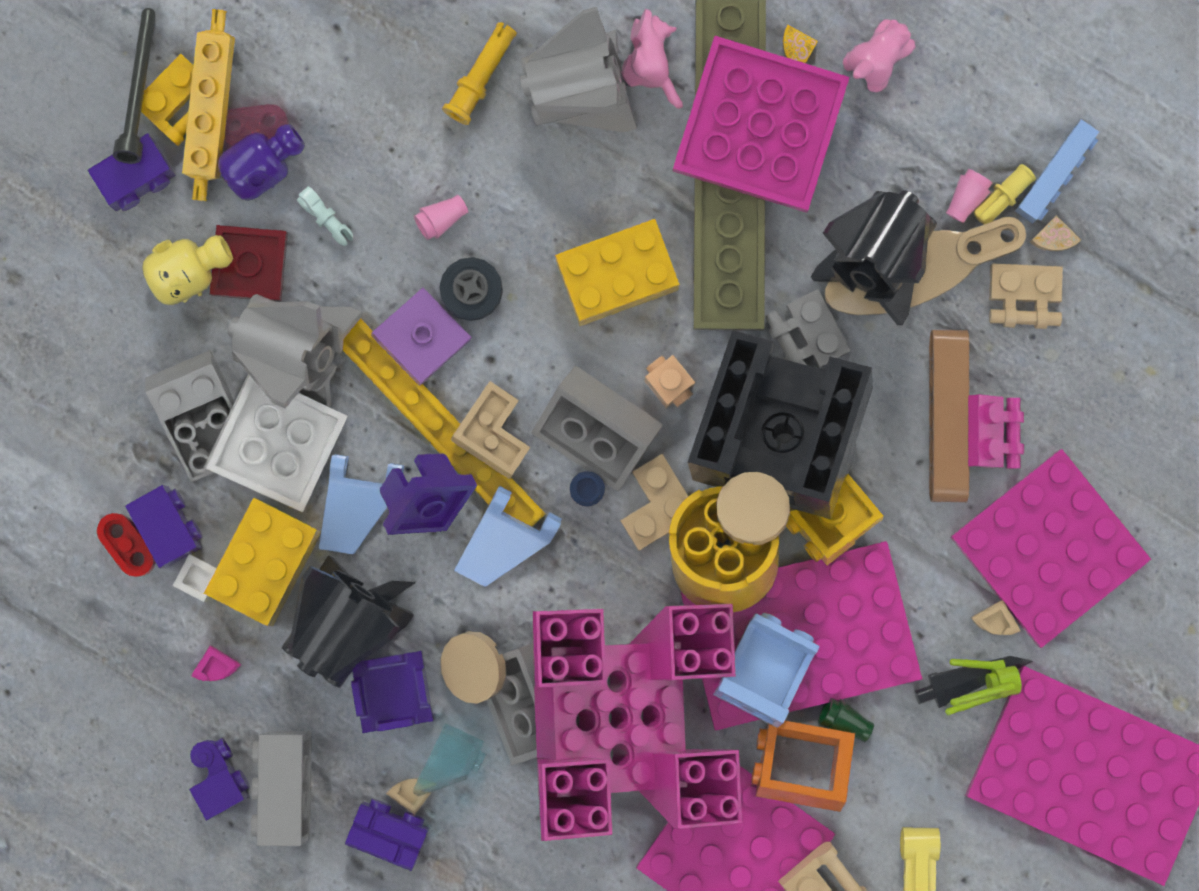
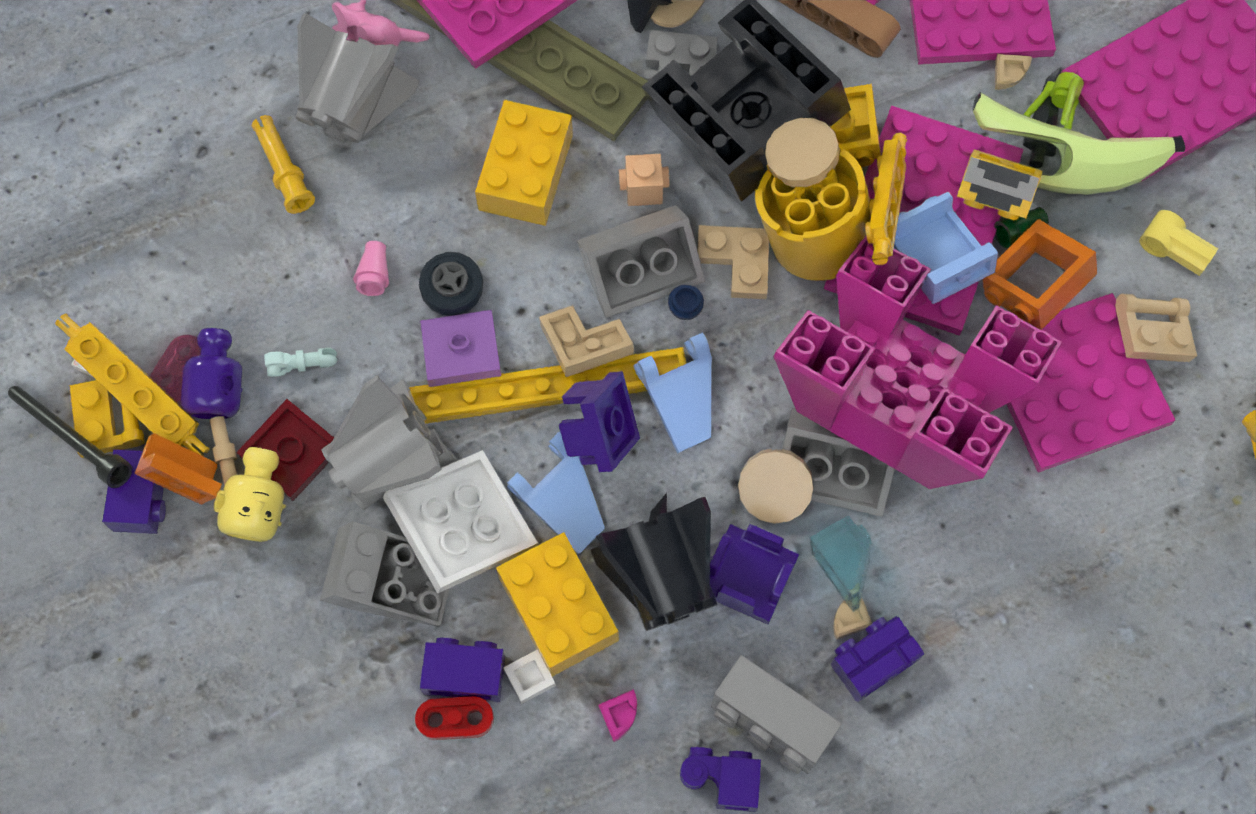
camera: 55 degrees left, 15 degrees down
(168, 193) = (178, 469): none -> orange panel
(210, 215) = (224, 451): none -> tan bar
(765, 604) = (887, 200): none -> yellow plate
(858, 683) = (999, 185): none -> brick
(938, 744) = (1086, 162): none -> yellowish green piece

